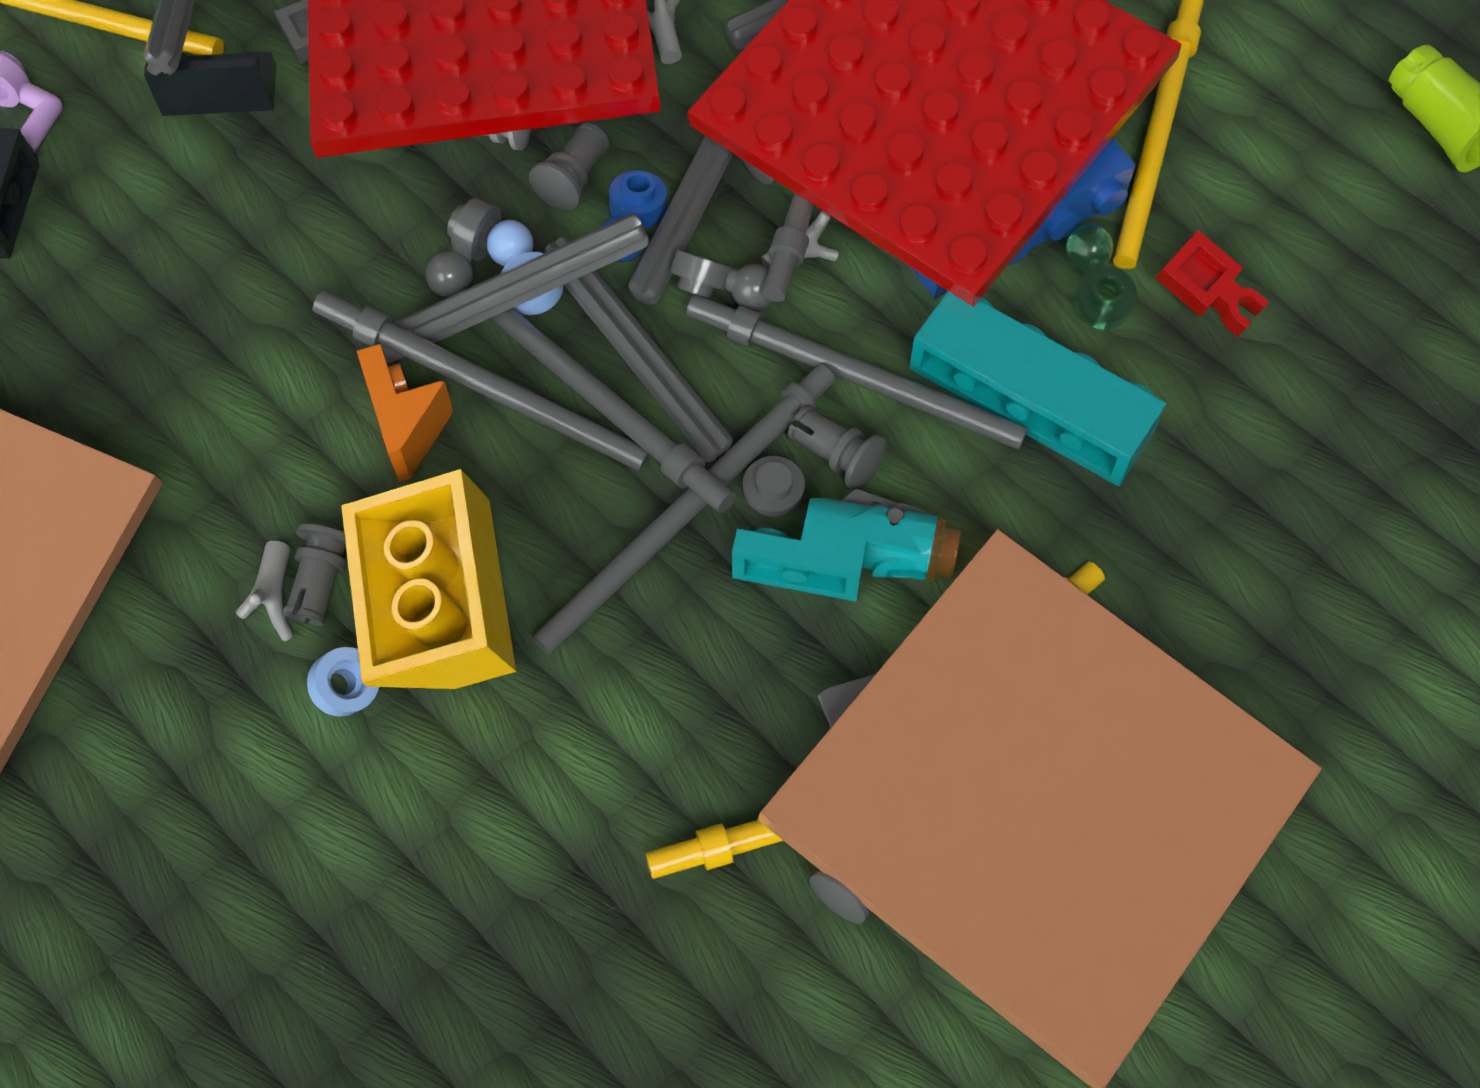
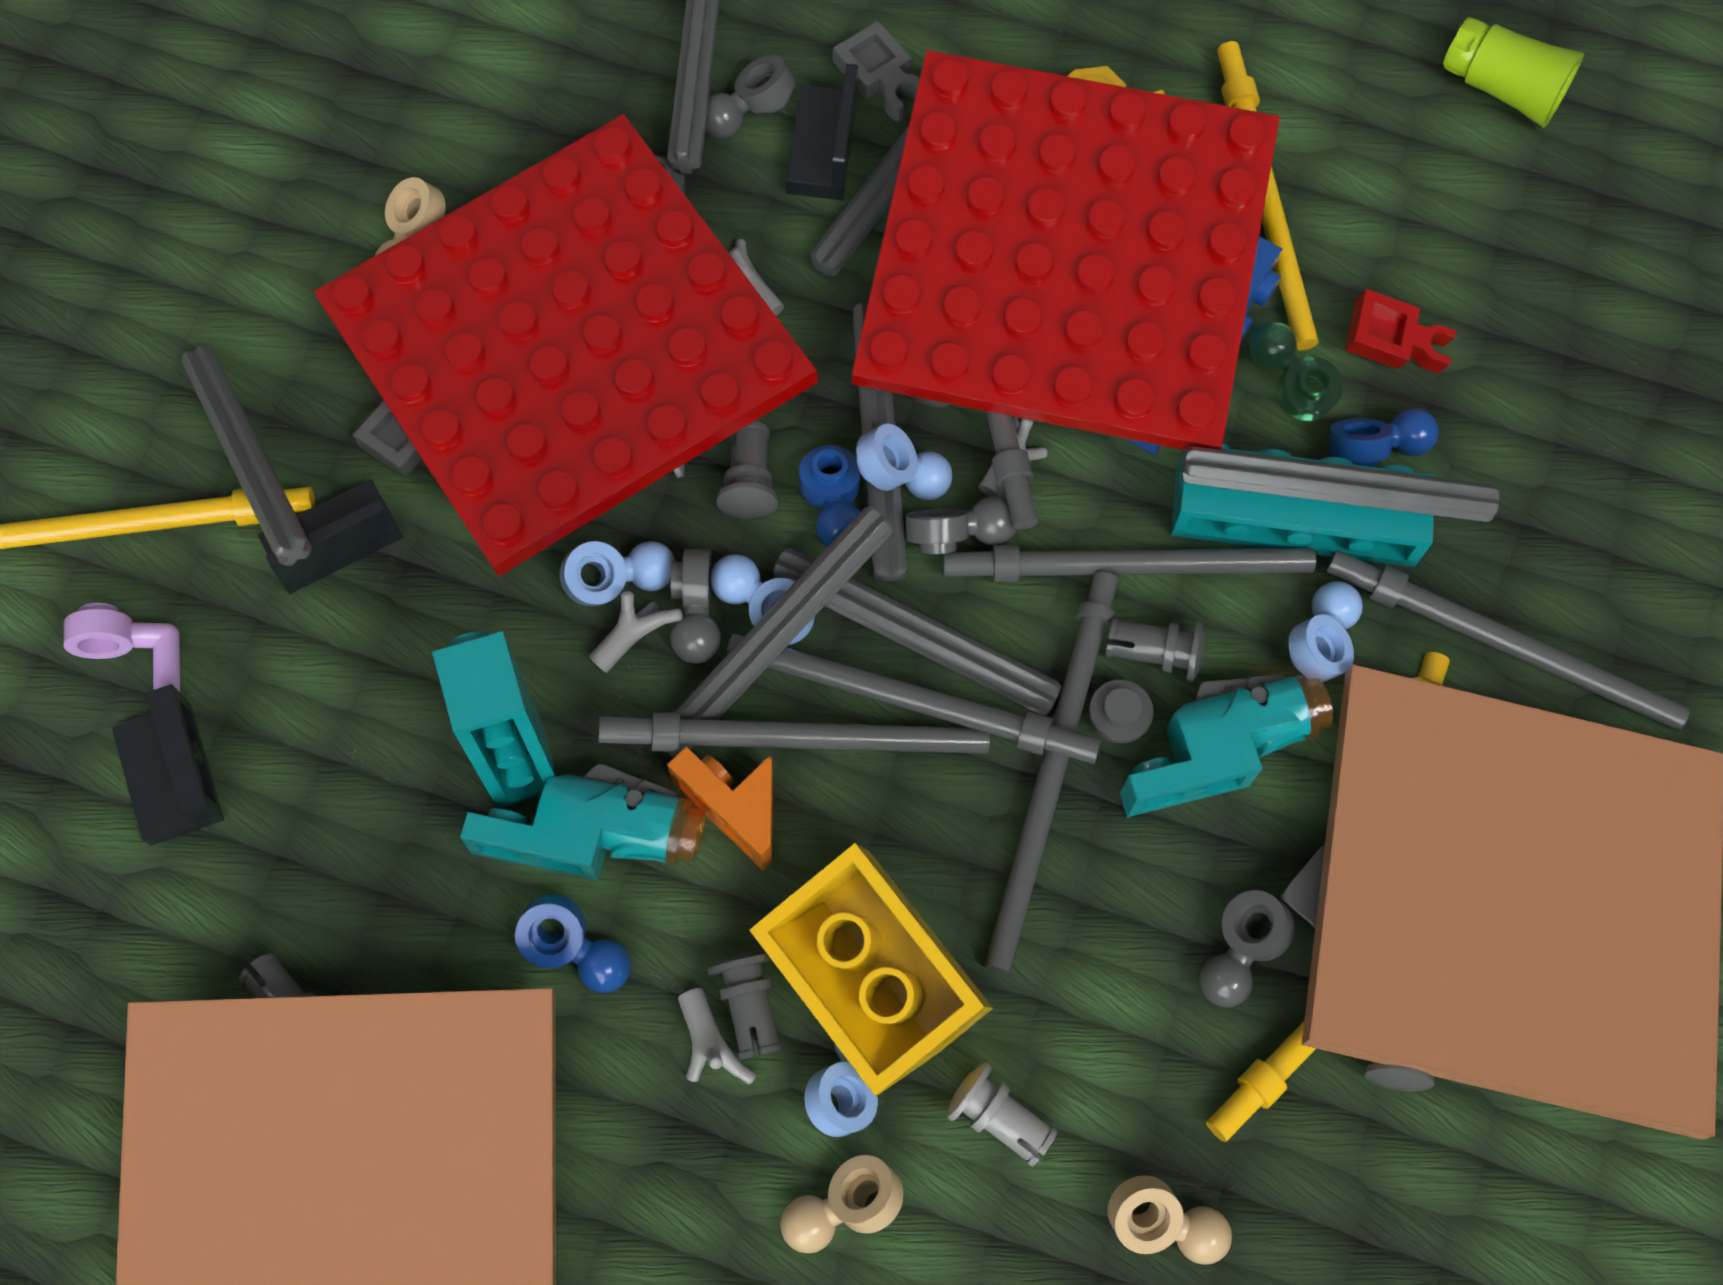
camera: 30 degrees left, 5 degrees up
(221, 490) = (600, 964): none -> blue plate
(223, 241) = (494, 717): none -> teal brick
(274, 375) = (585, 818): none -> teal plate
(310, 768) = (811, 1222): none -> tan plate
(398, 246) = (630, 629): none -> light grey bar
(438, 202) = (646, 567): none -> light blue plate
(467, 755) = (1001, 1115): none -> light grey pin
(585, 944) = (1199, 1233): none -> tan plate
(688, 195) = (890, 460): none -> light blue plate
(781, 713) = (1227, 976): none -> dark grey plate
(1020, 487) = (1321, 644): none -> light blue plate
(1071, 371) = (1340, 484): none -> dark grey axle
(1082, 491) = (1392, 587): none -> dark grey bar
(1175, 369) = (1371, 440): none -> blue plate

